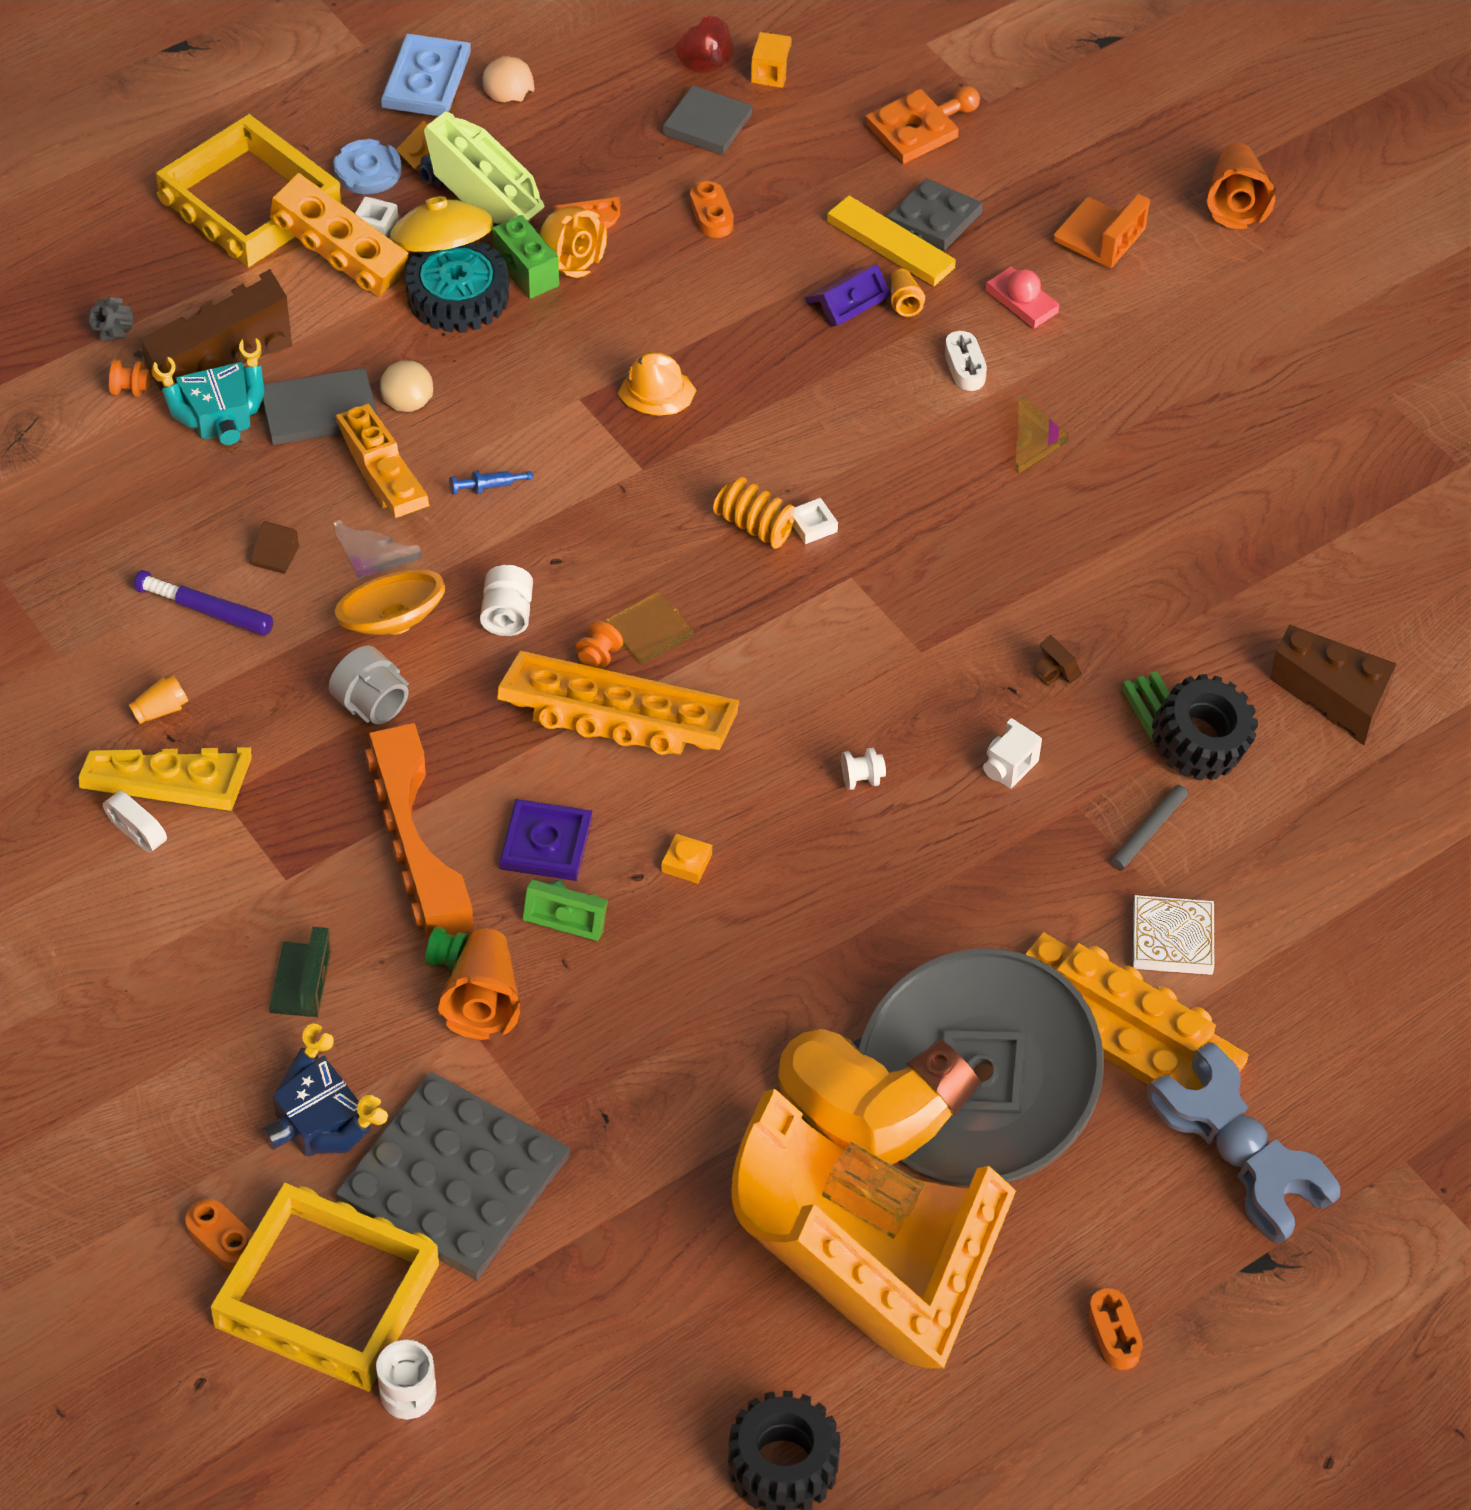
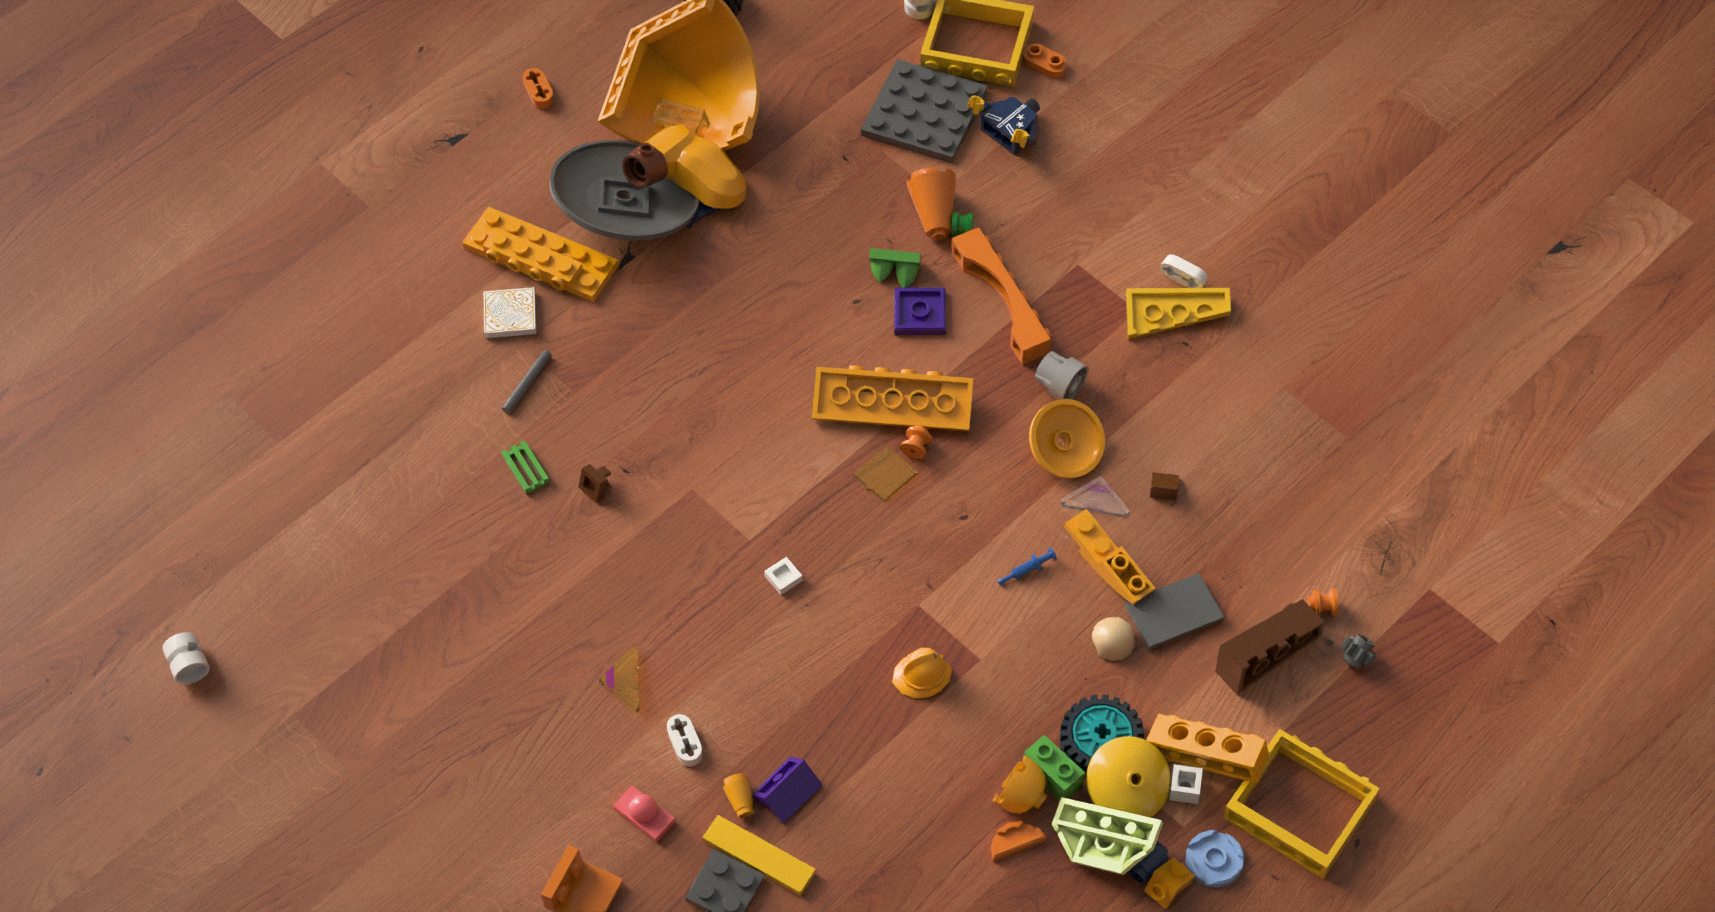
camera: 175 degrees right, 5 degrees up
(158, 700) = (1199, 357): light orange cone -> none
(215, 399) = (1252, 591): teal torso -> none
(215, 607) = (1195, 434): dark purple piece -> none
(302, 976) = (1046, 202): clear green panel -> none
(506, 600) = (987, 460): white wheel -> none
(686, 858) = (826, 312): light orange plate -> none
(711, 209) = (914, 861): orange plate -> none
(755, 512) = (825, 565): light orange piece -> none
(862, 768) = (716, 384): white wheel -> none
(1012, 754) = (621, 408): white brick -> none
(1218, 706) = (490, 437): black tyre -> none
(1243, 1142) = (480, 189): sand blue piece -> none
(1334, 678) = (398, 496): reddish brown wedge -> none

